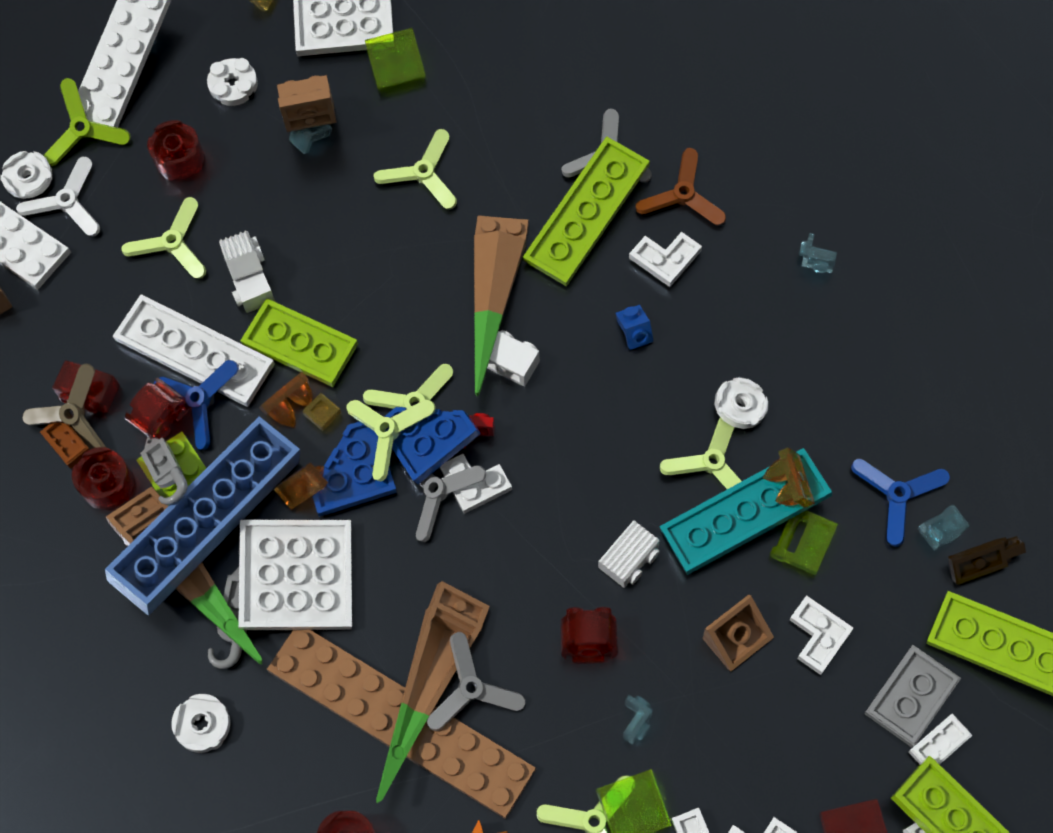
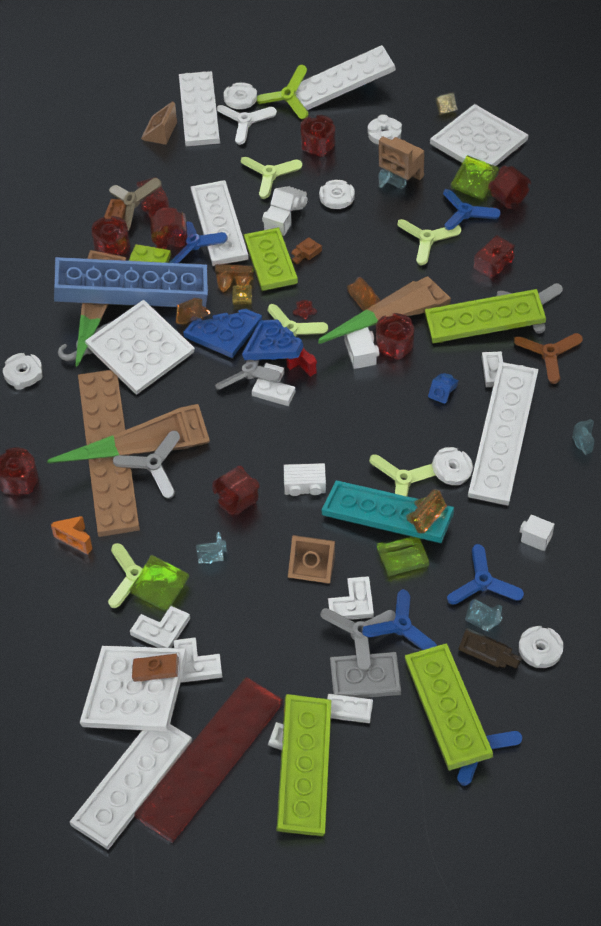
camera: 45 degrees right, 15 degrees down
(164, 468) = (137, 250): light grey plate -> none
(271, 193) = (336, 194): none -> white plate
(320, 296) = (306, 249): none -> dark orange plate
(396, 360) = (304, 304): none -> clear red plate
(396, 425) = (261, 323): yellowish green piece -> none
(425, 105) = (466, 211): none -> blue piece
(442, 296) = (363, 294): none -> clear orange tile
(445, 39) = (509, 186): none -> clear red brick
(516, 134) = (494, 256): none -> clear red brick
(531, 300) = (395, 335): none -> clear red brick
(748, 323) = (503, 433): none -> white plate
(873, 665) = (361, 641): none -> light grey piece
(884, 621) = (401, 625): none -> blue piece
(890, 397) = (536, 532): none -> white brick
(1028, 500) = (543, 638): none -> white plate

